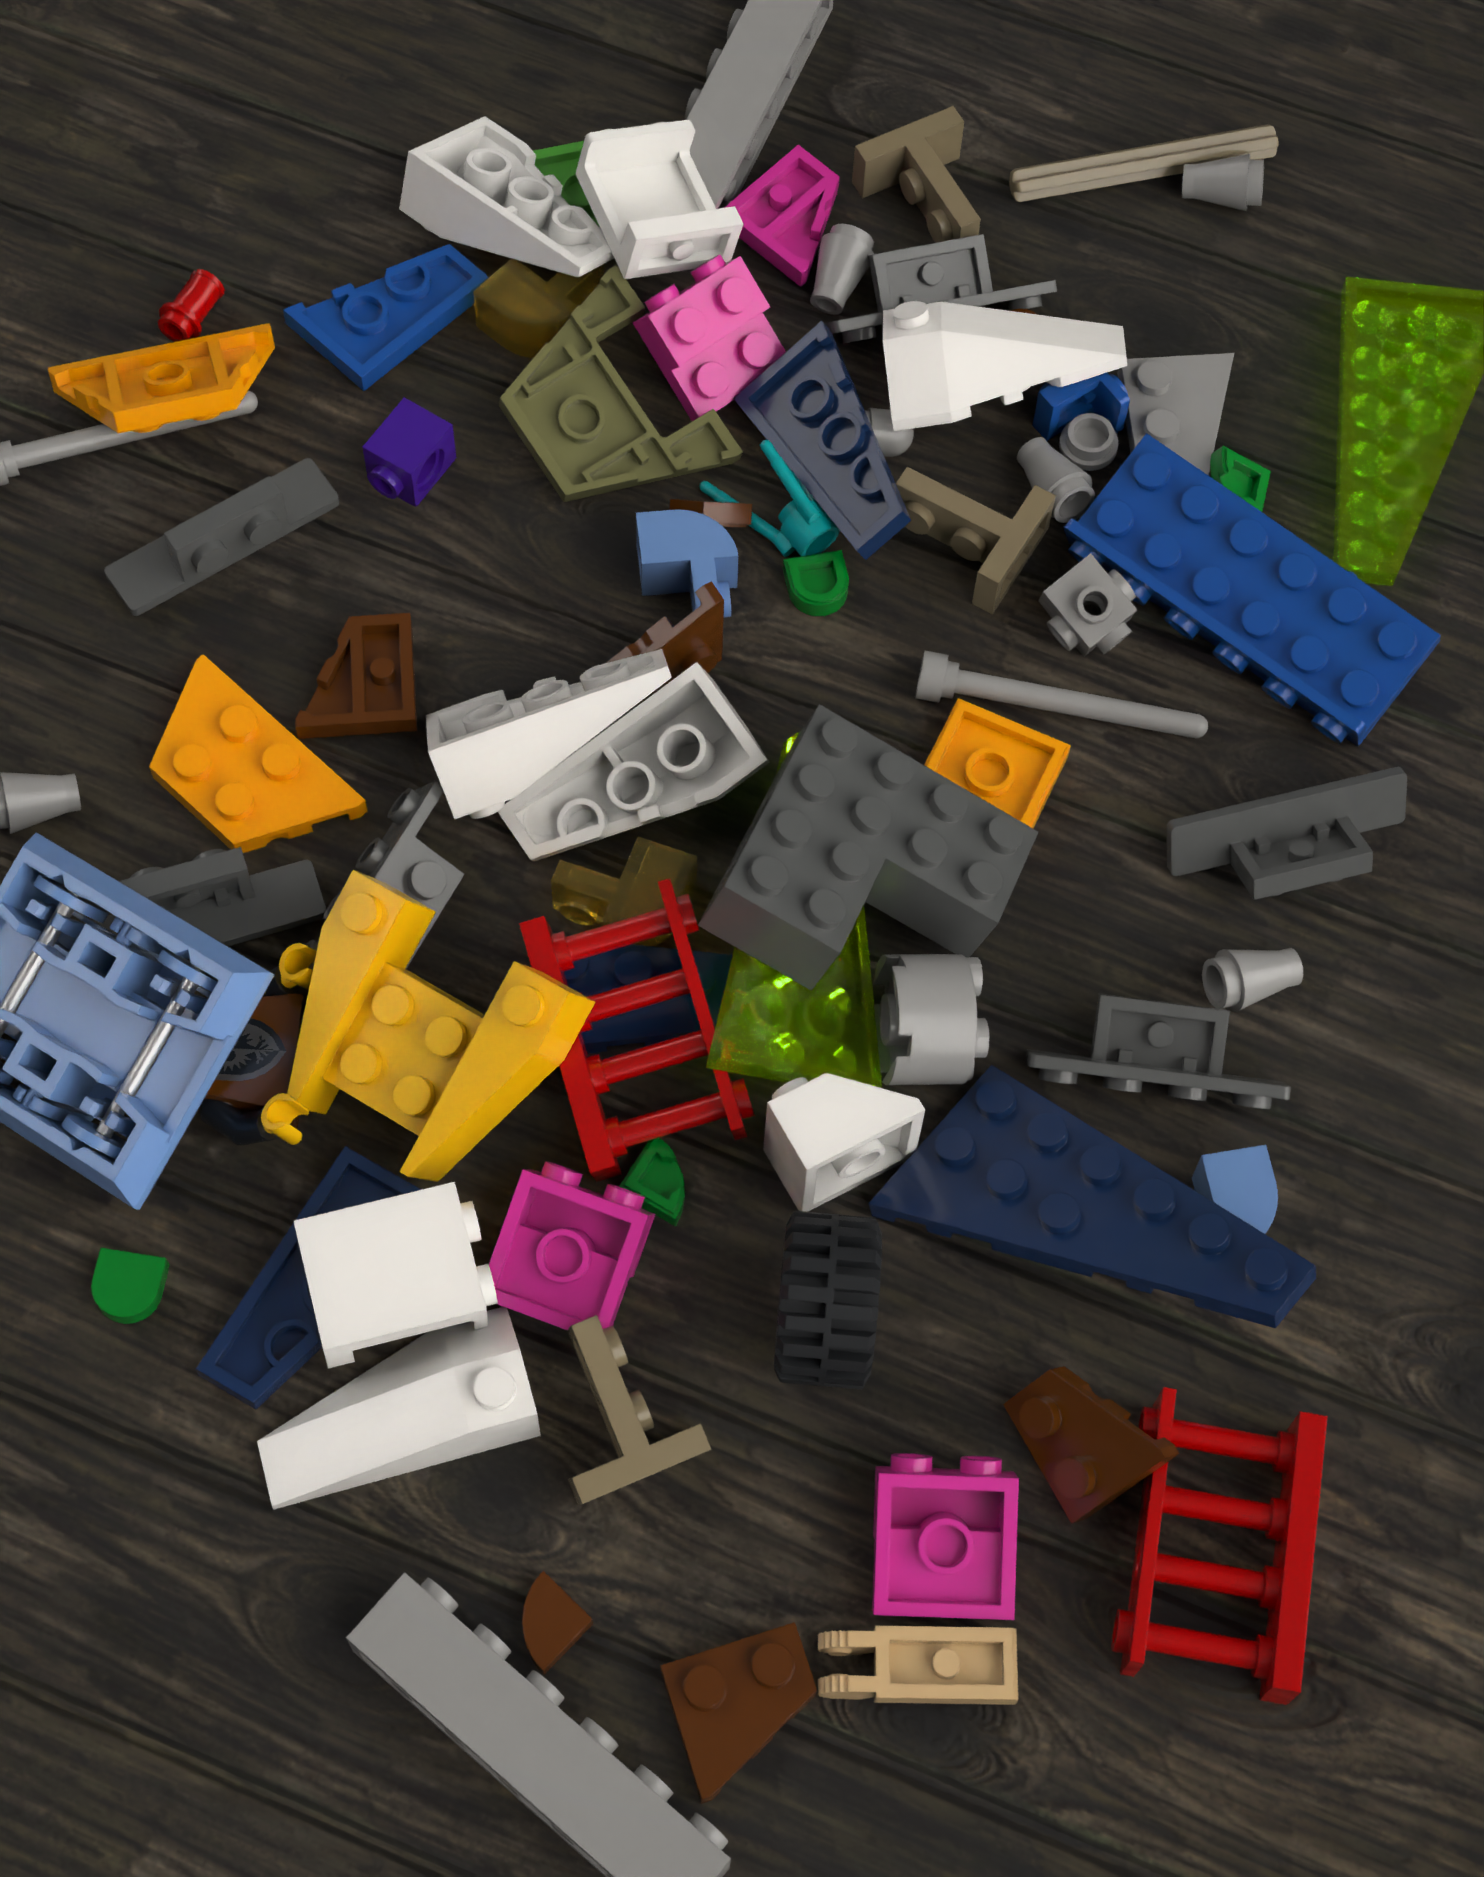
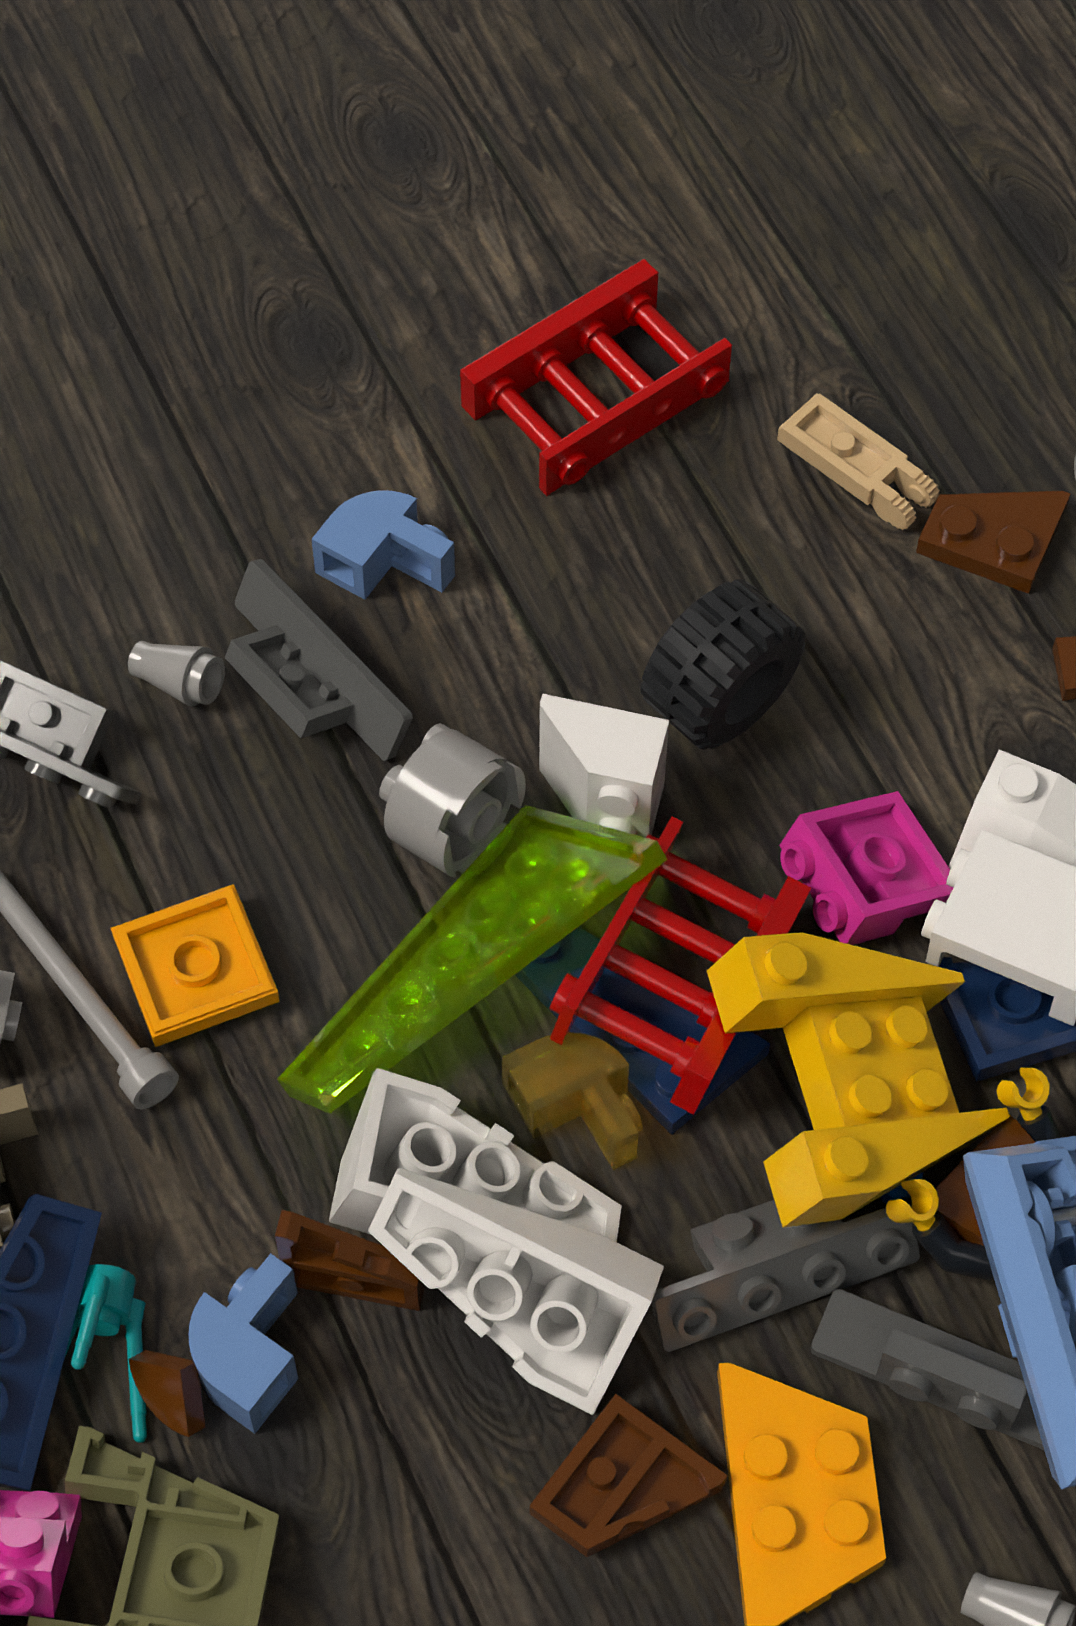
camera: 135 degrees left, 5 degrees down
(624, 1417) = (933, 701): dark tan bracket -> none
(659, 1179) = (755, 871): green tile -> none
(817, 582) = (147, 1249): green tile -> none
(859, 827) = (396, 958): dark grey piece -> none
(945, 1538) = (772, 506): dark pink plate -> none
(1076, 1200) = (475, 606): dark blue wing -> none
(1083, 1442) = (628, 482): reddish brown wing -> none

